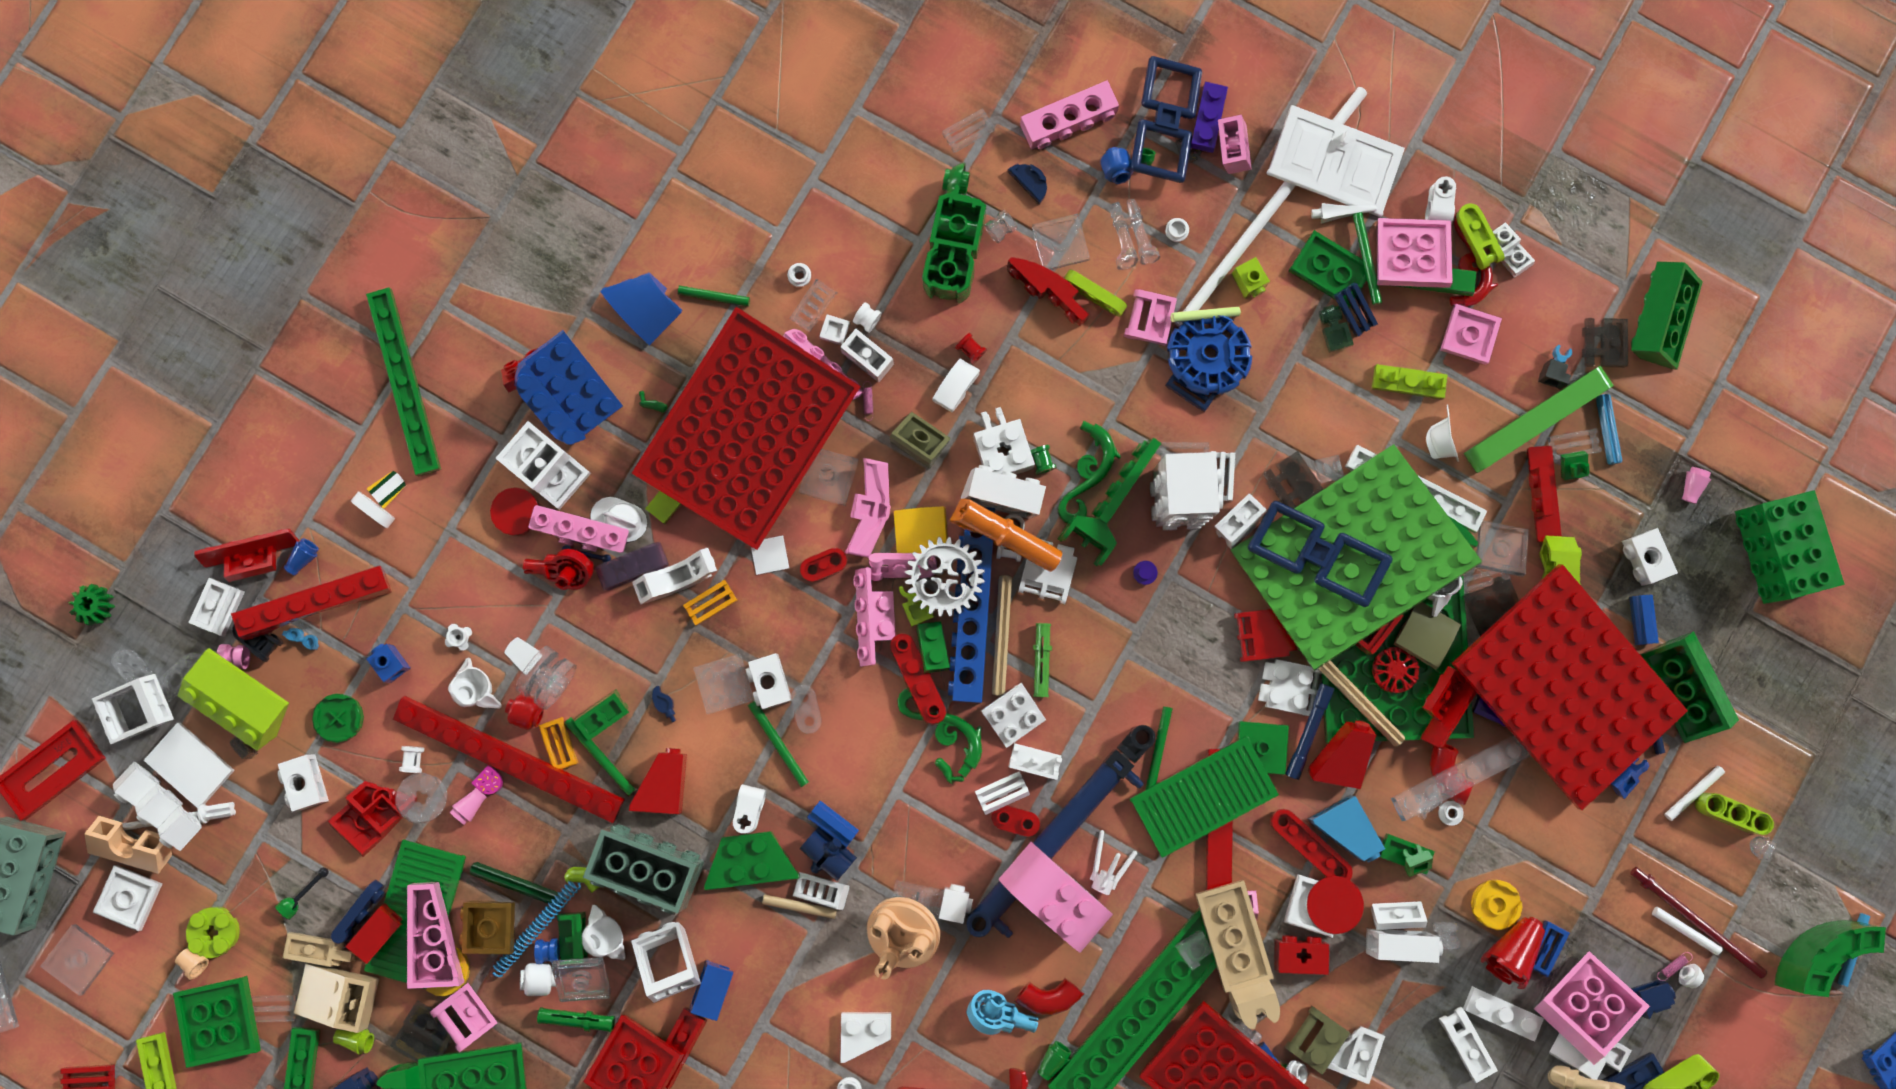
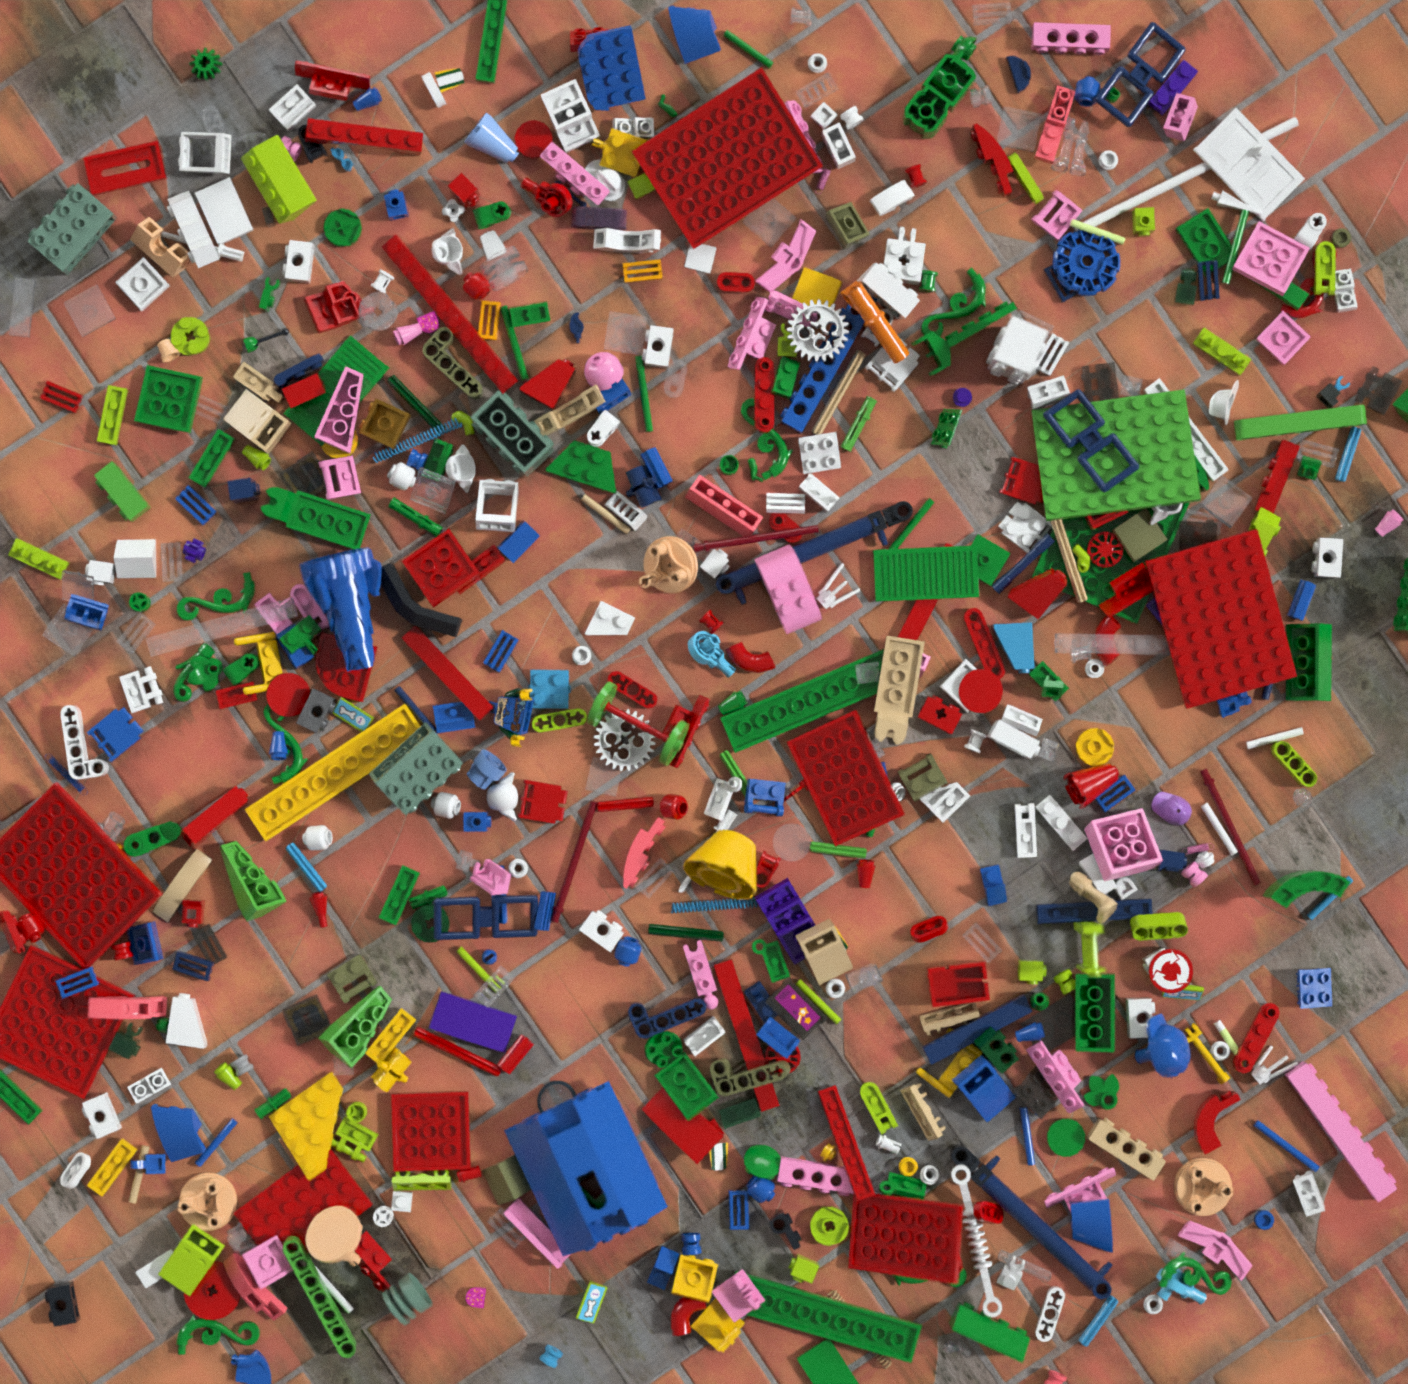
camera: 25 degrees right, 5 degrees up
(283, 843) = (267, 300): none -> green plate
(459, 609) = (464, 191): none -> red brick
(465, 535) = (492, 140): none -> light blue cone
(502, 623) = (488, 216): none -> green piece
(542, 819) = (455, 367): none -> olive beam
(617, 481) = (617, 151): none -> yellow plate
(624, 445) = (638, 126): none -> white slope
(701, 807) = (571, 411): none -> tan slope
(717, 741) = (603, 370): none -> bright pink cylinder
(737, 763) = (614, 395): none -> blue hinge
(755, 232) = (800, 16): none -> clear bush
(915, 783) = (729, 462): none -> green wheel
(933, 833) = (723, 506): none -> coral brick
(936, 890) = (707, 546): none -> dark red bar
(982, 976) = (710, 622): none -> red bush
(1098, 218) = (1054, 124): none -> coral slope
(1145, 616) = (946, 427): none -> green hinge
(1357, 967) = (975, 741): none -> white bush
(1376, 692) = (1083, 558): none -> lime arm
(1476, 194) = (1340, 238): none -> olive tile
(1617, 932) = (1167, 805): none -> medium lavender cap
(1692, 1002) = (1194, 874): none -> bright pink wheel

